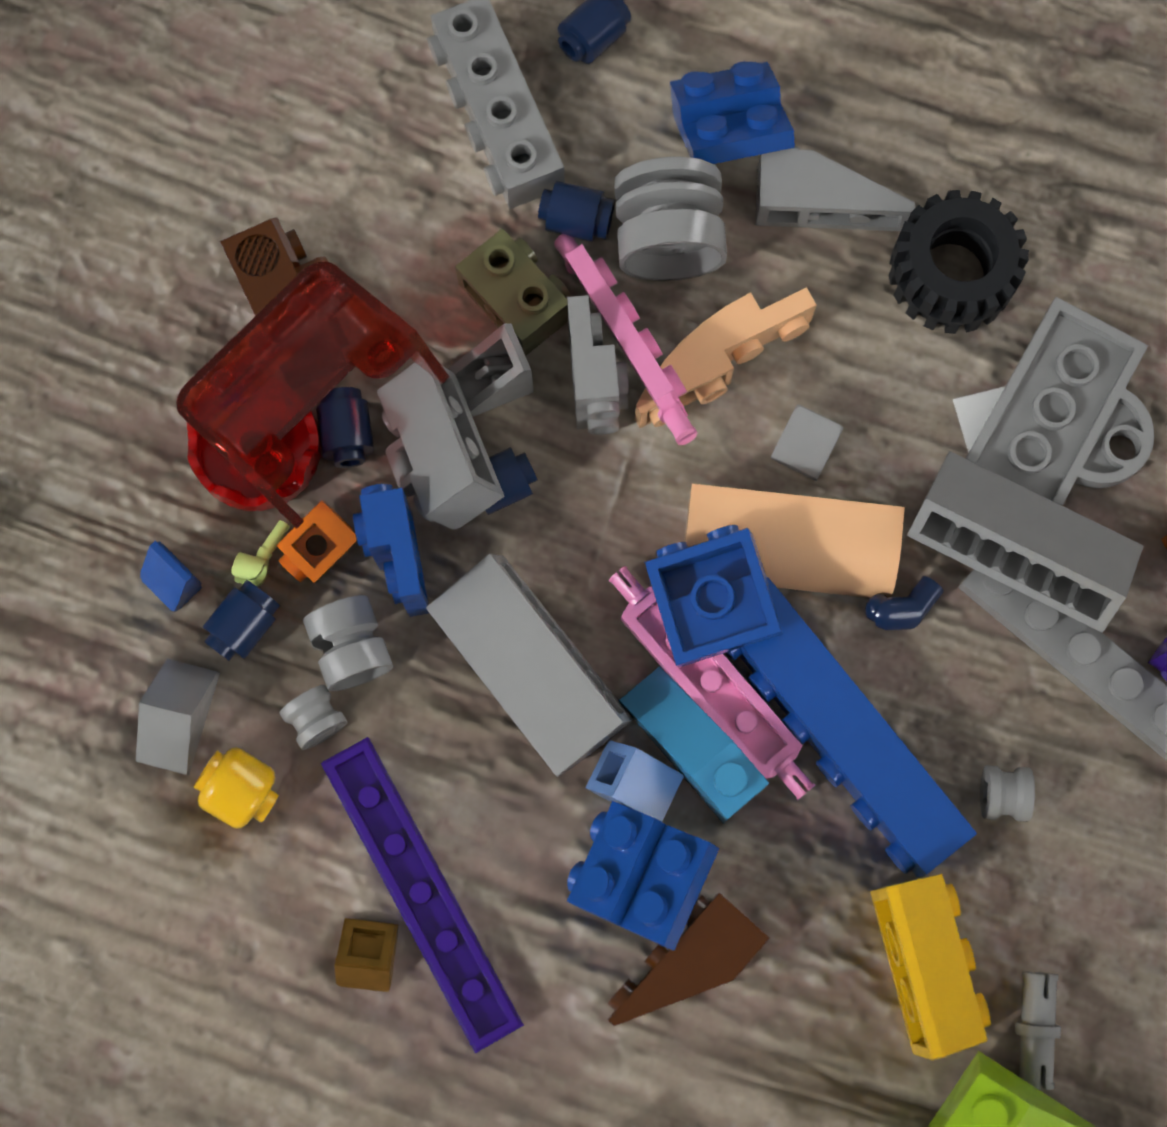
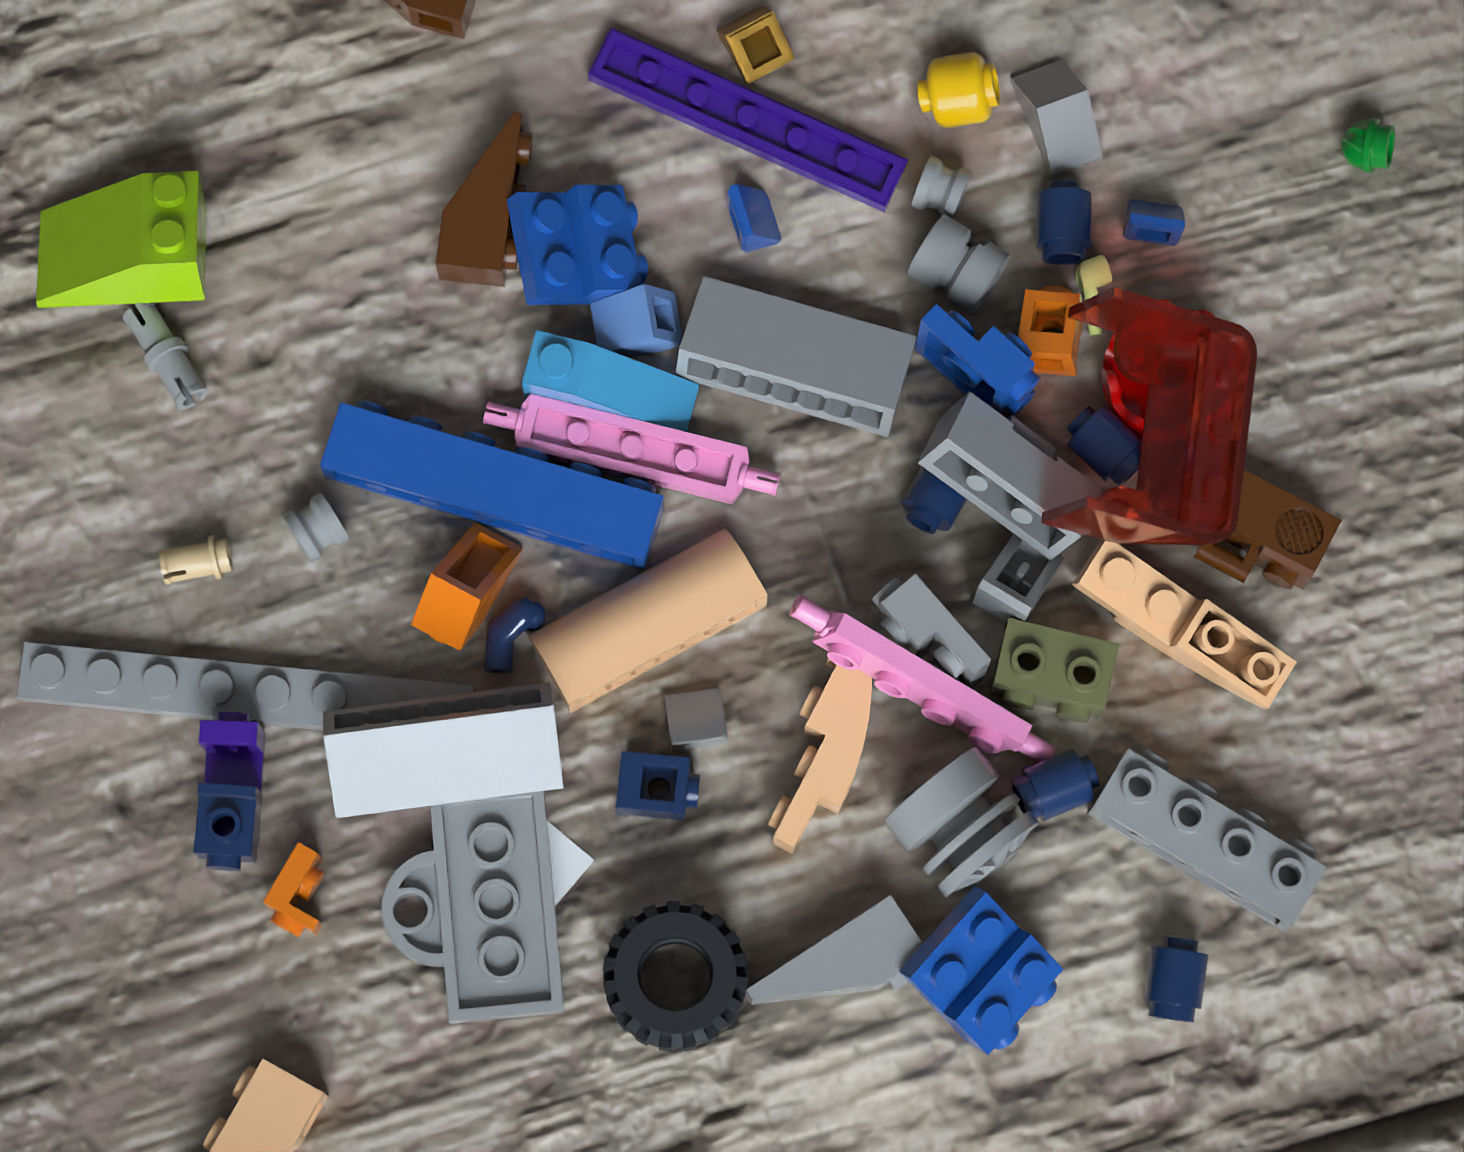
camera: 140 degrees right, 0 degrees up
(393, 250) = (1183, 626): none -> light nougat slope
(478, 803) = (752, 218): none -> blue slope
(713, 595) = (679, 502): blue plate -> none
(893, 404) = (643, 769): none -> dark blue brick
(916, 661) = (465, 586): none -> orange slope
(931, 966) = (288, 336): yellow slope -> none
(1119, 835) = (196, 560): none -> tan pin

